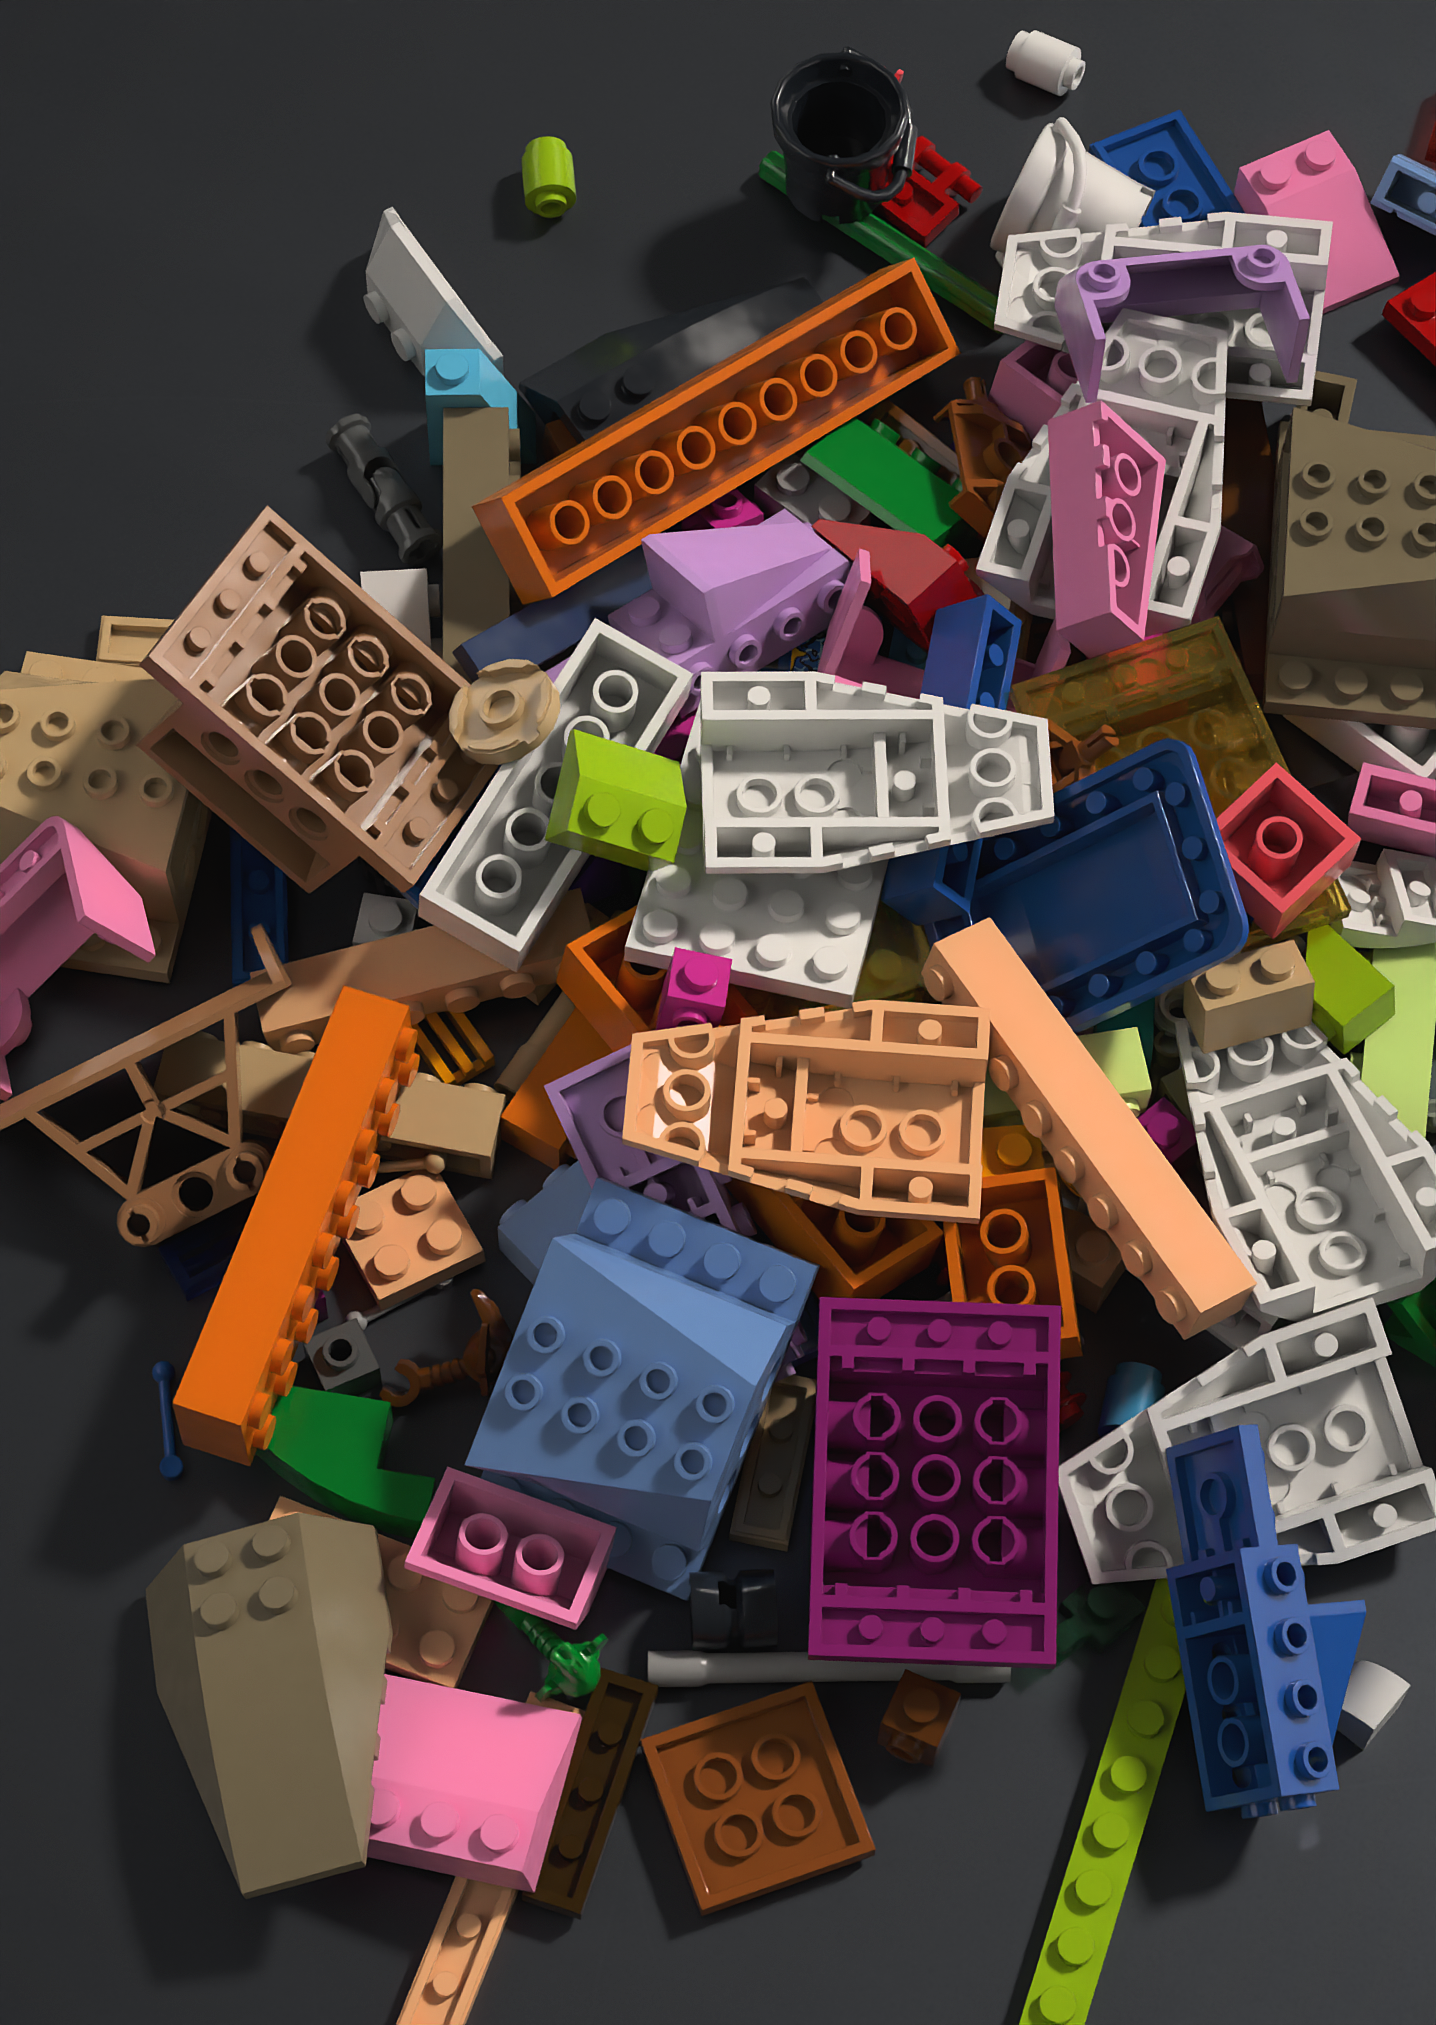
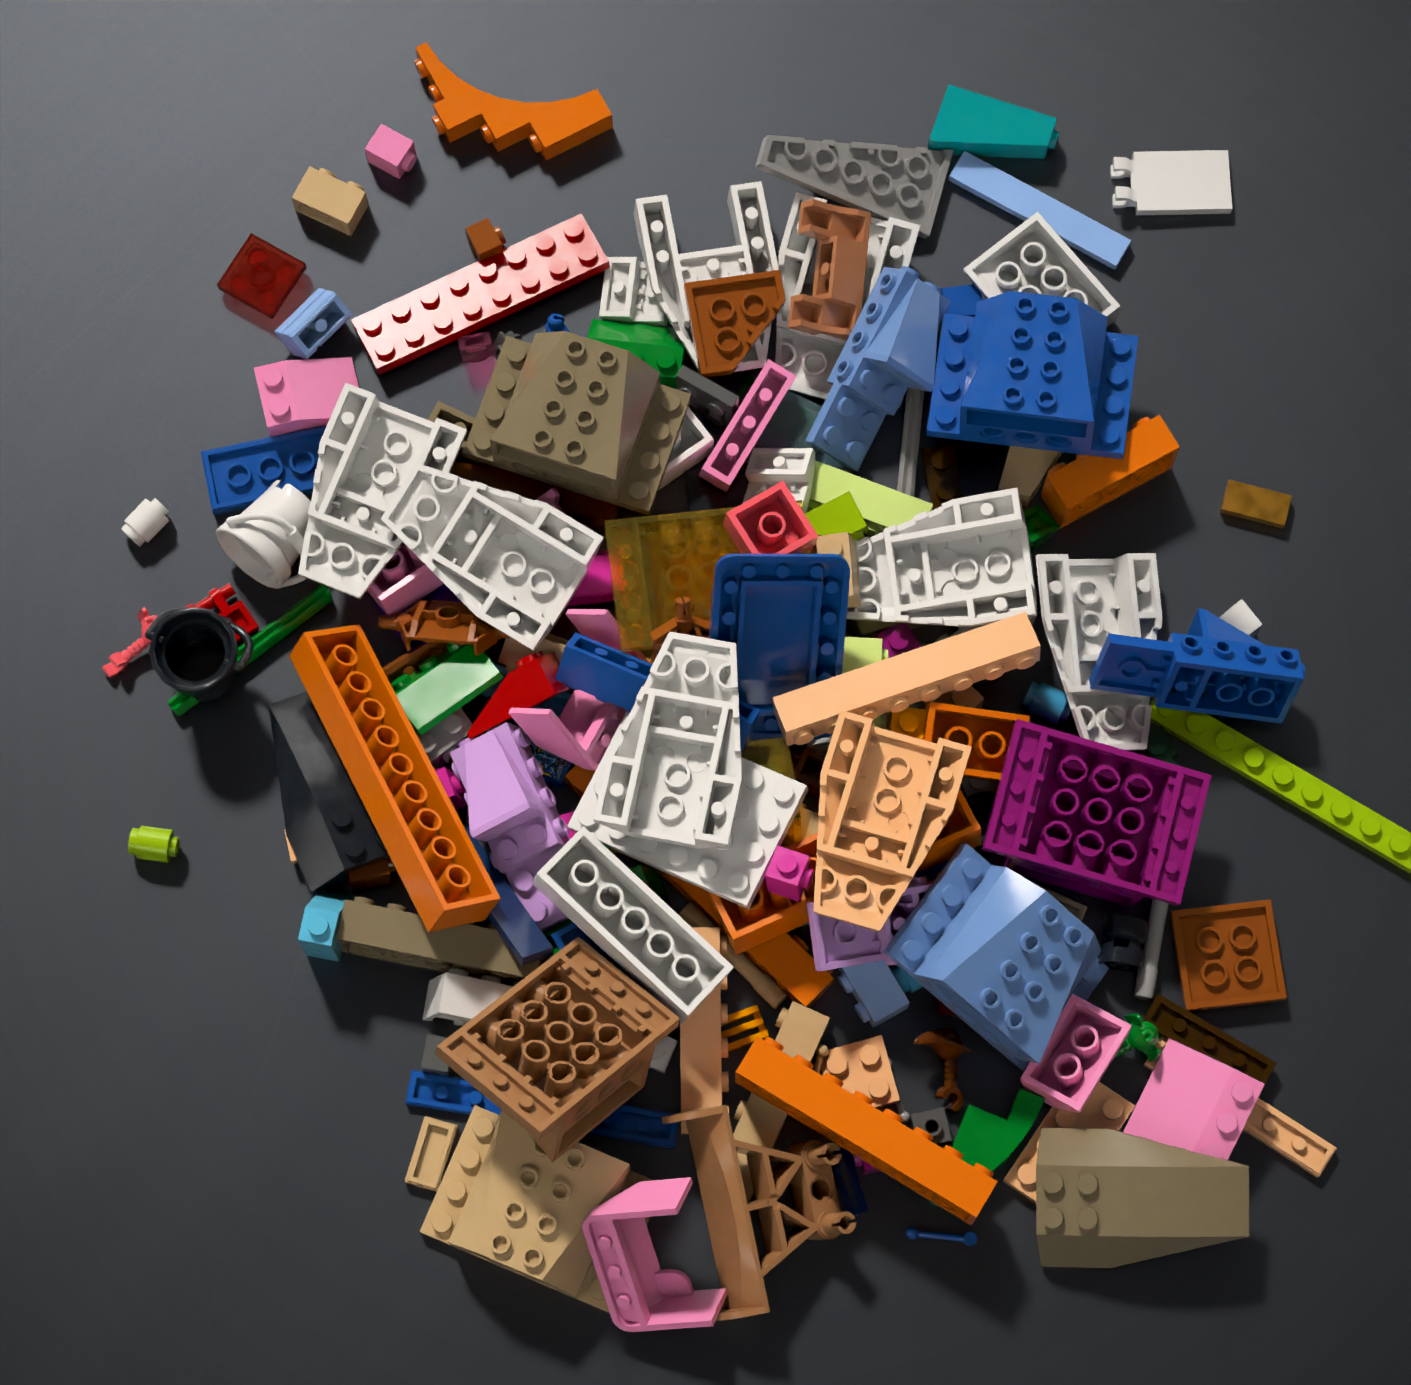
camera: 75 degrees left, 10 degrees up
(384, 489) = (367, 988): dark grey piece -> none
(417, 300) = (233, 941): white wedge -> none
(504, 712) = (583, 940): tan tile -> none
(618, 803) = (661, 886): lime slope -> none
(918, 1719) = (1207, 860): reddish brown brick -> none
(1103, 527) = (536, 569): bright pink wedge -> none
(1180, 286) = (370, 526): lavender windscreen -> none

